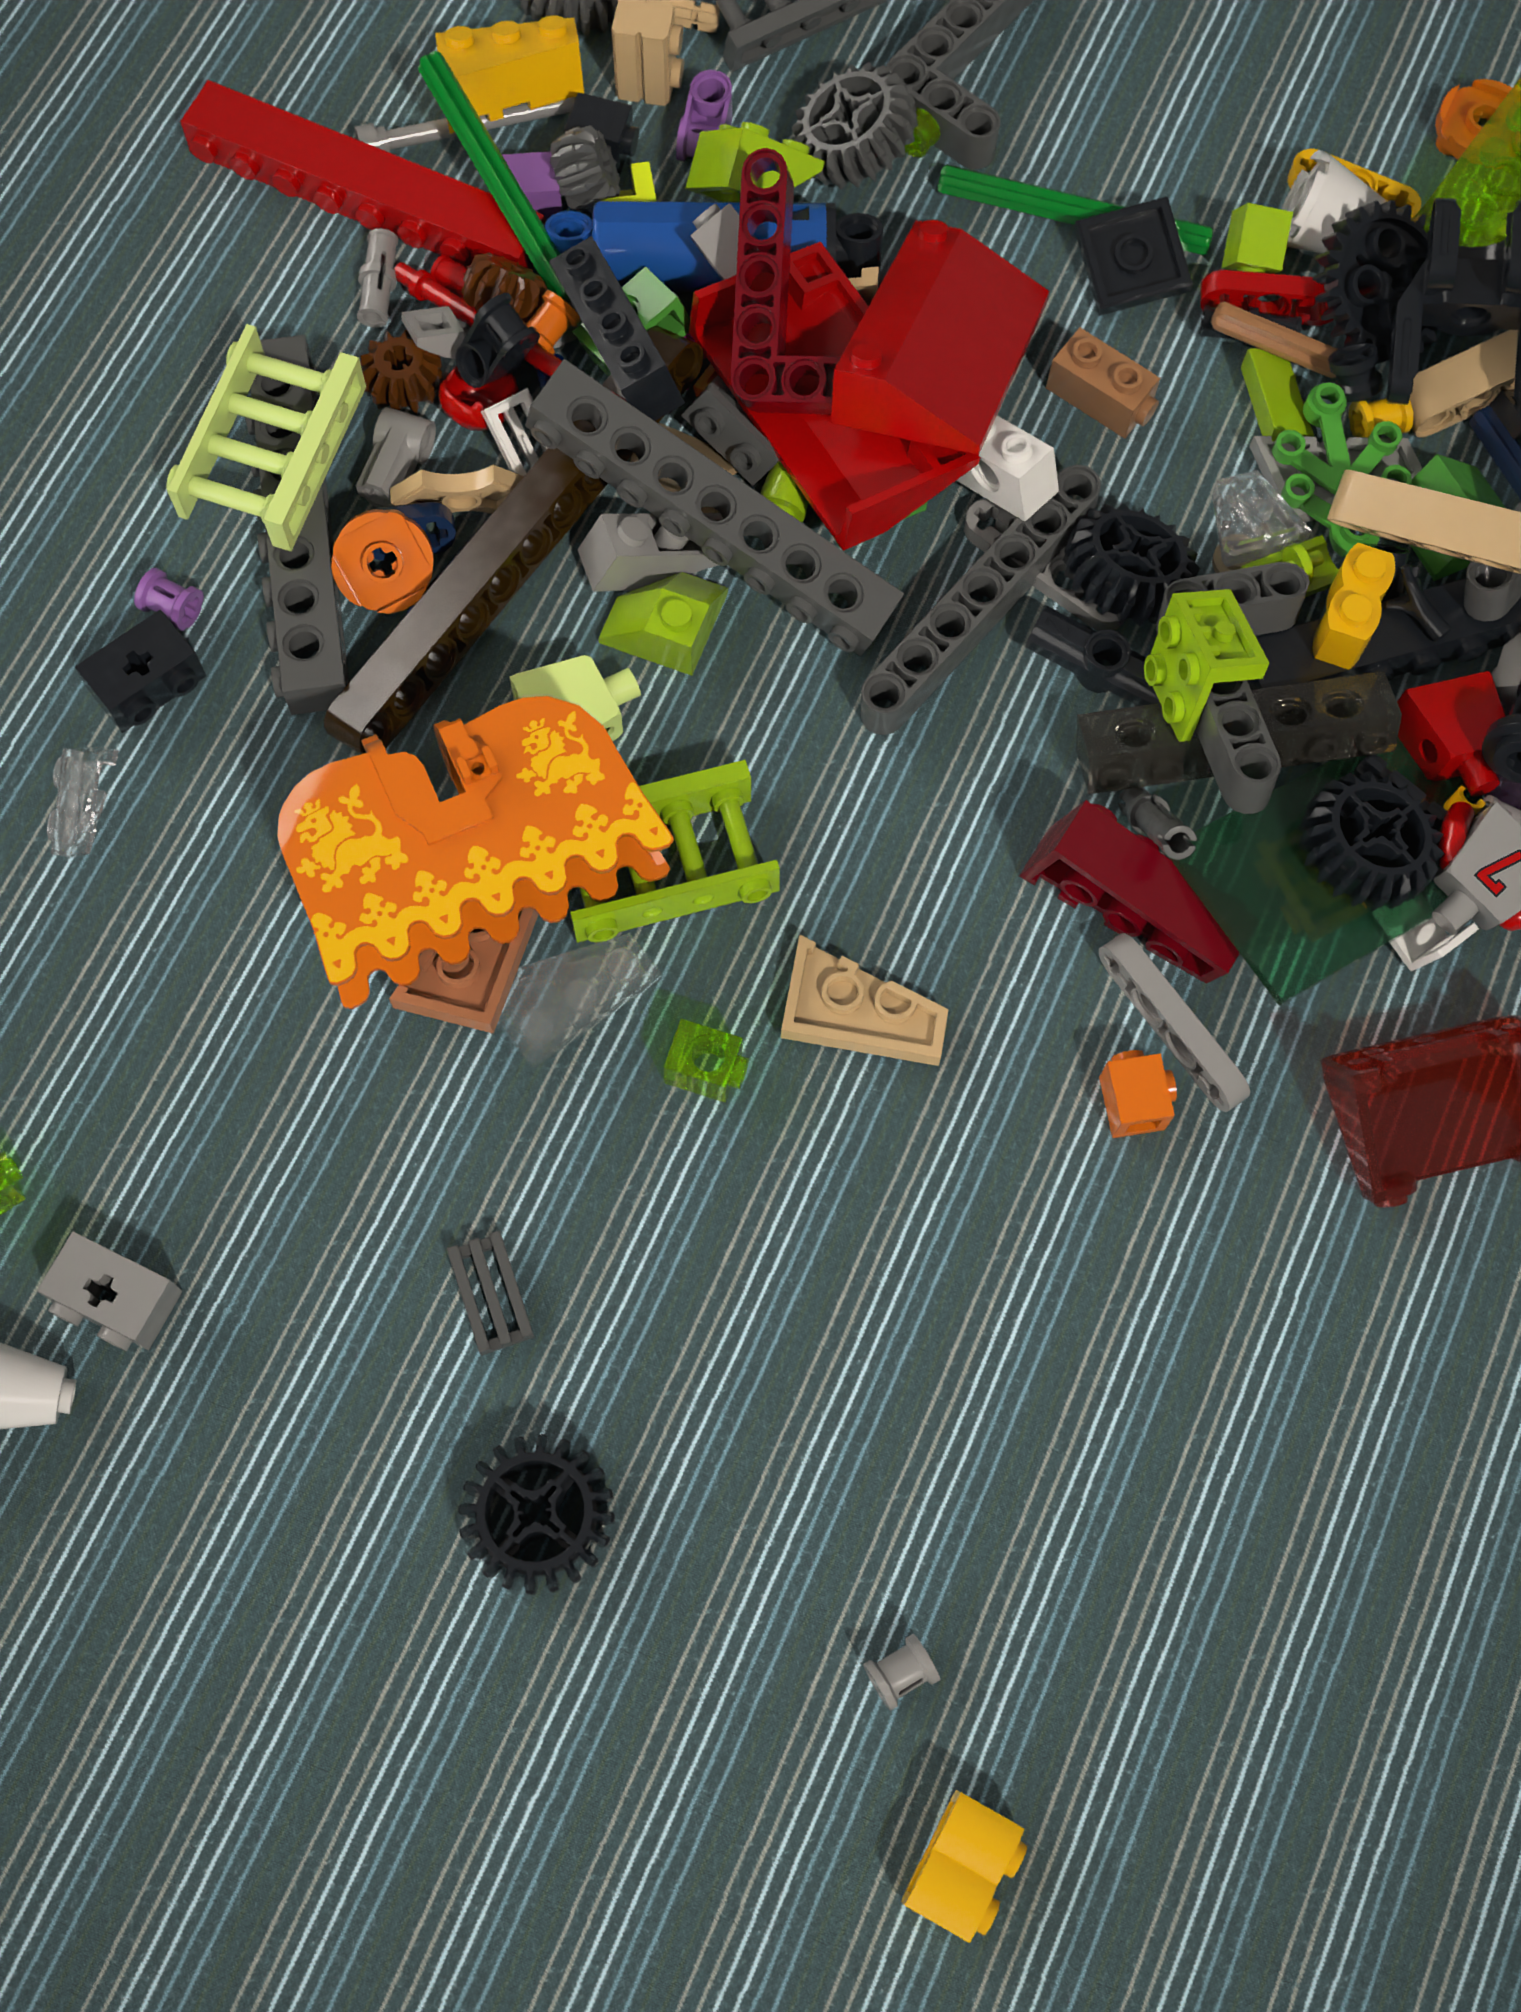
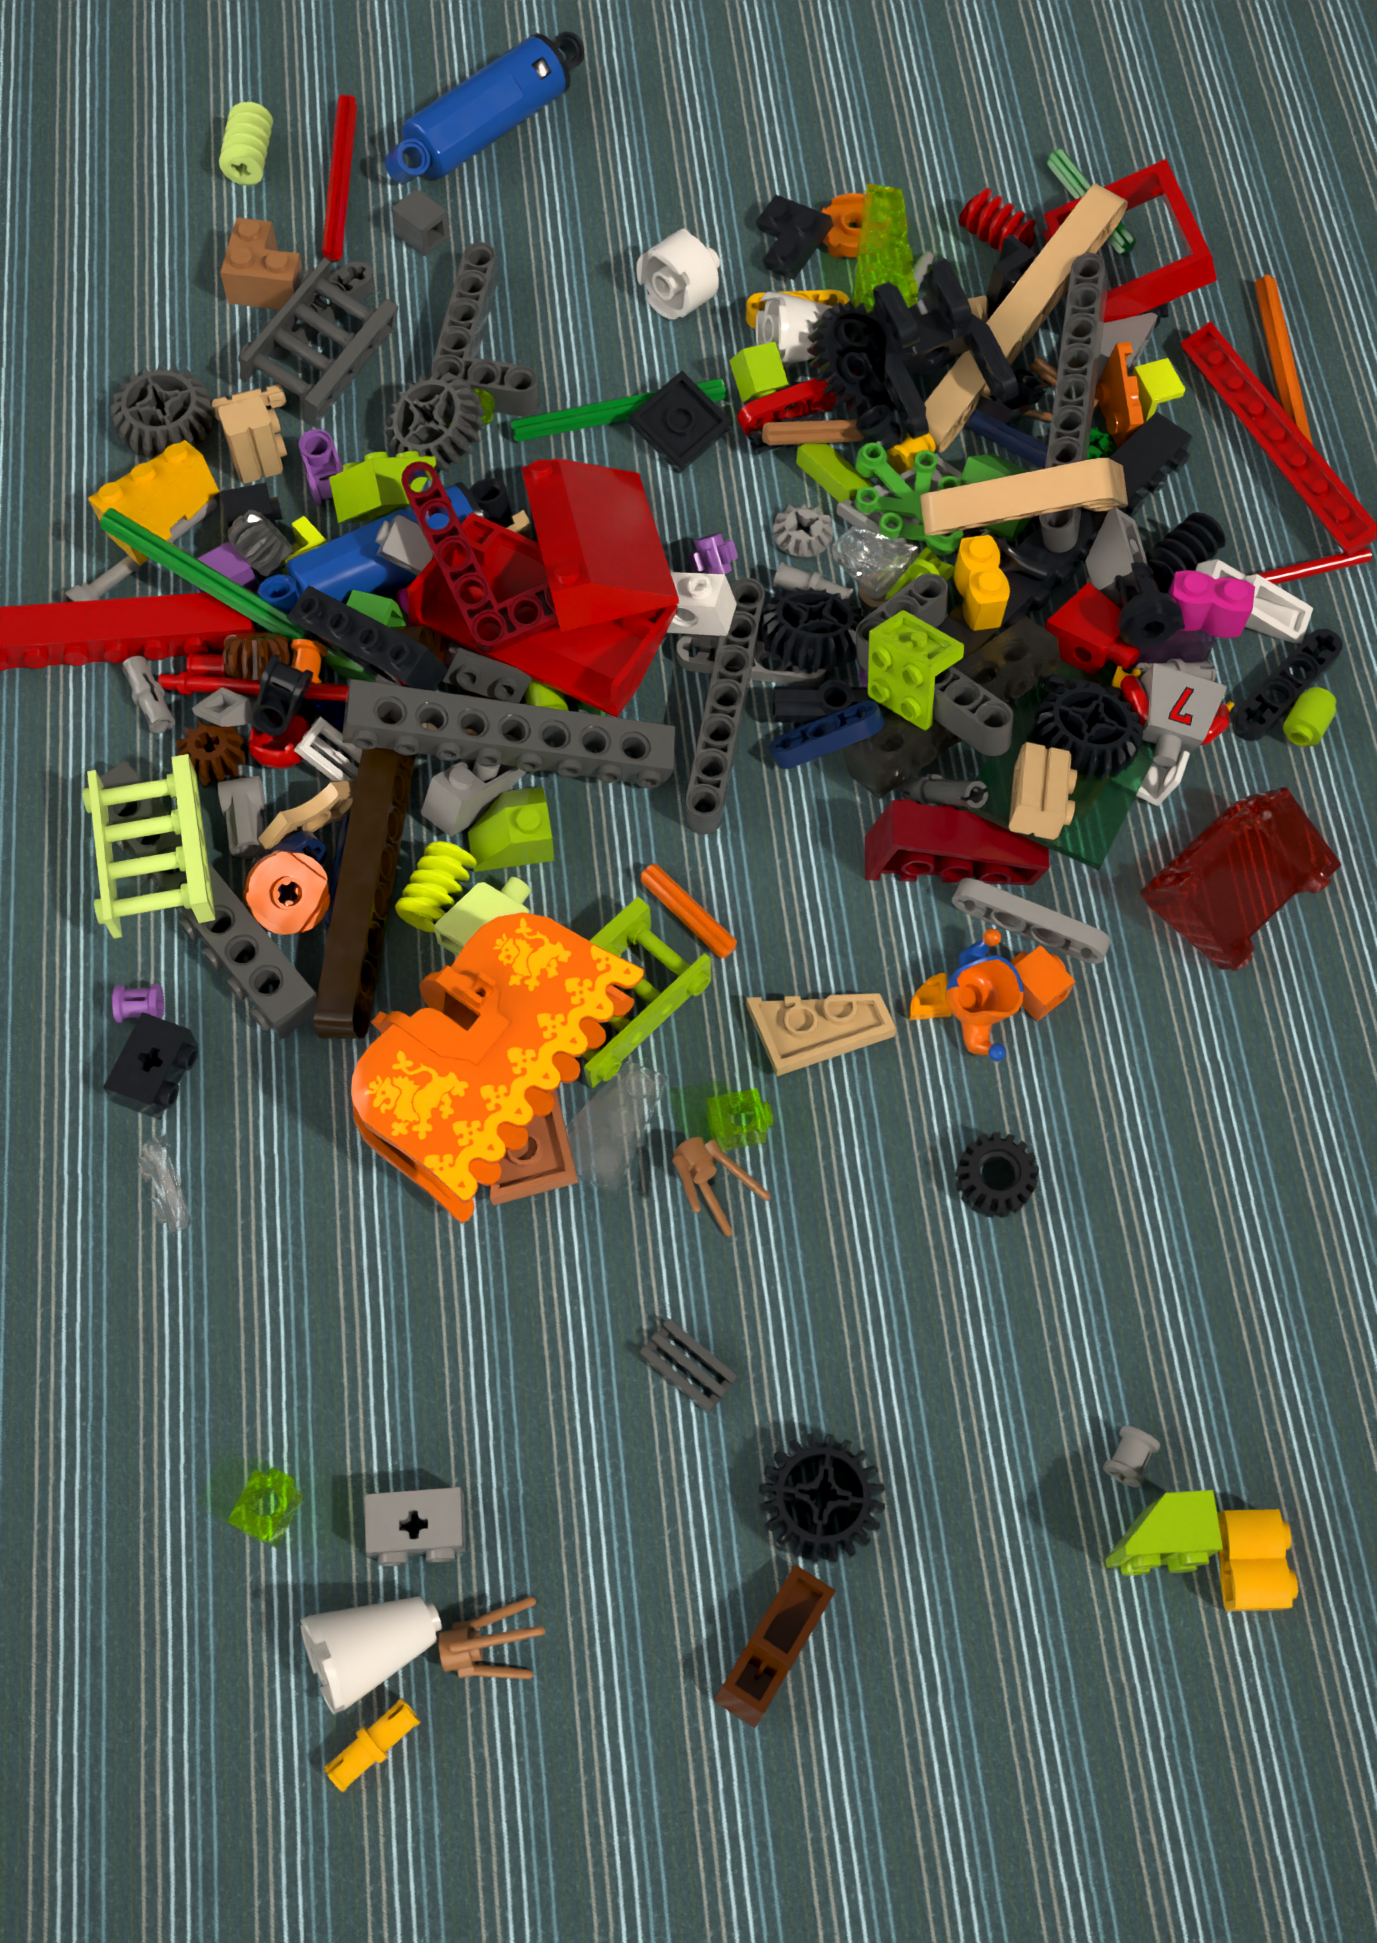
camera: 30 degrees left, 5 degrees down
(81, 1446) = (462, 1648): none -> medium nougat plant
(392, 1637) = (774, 1646): none -> reddish brown slope
(543, 631) = (432, 883): none -> neon yellow piece
(631, 1081) = (697, 1162): none -> medium nougat plant
(798, 806) = (688, 911): none -> orange axle
(884, 1777) = (1171, 1531): none -> lime slope
(966, 1250) = (1002, 1150): none -> black tyre
(1006, 1047) = (930, 999): none -> light orange tile
(1062, 1073) = (983, 994): none -> orange piece
(1071, 690) = (827, 734): none -> dark blue beam
(1072, 425) = (713, 554): none -> medium lavender gear
(1103, 383) = (712, 511): medium nougat brick -> none
(1147, 494) = (790, 577): none -> light grey pin
(1181, 456) = (798, 542): none -> light grey gear
(1235, 84) = (678, 274): none -> white brick
(1263, 878) = (1041, 791): none -> tan brick
(1410, 100) = (798, 234): none -> black plate

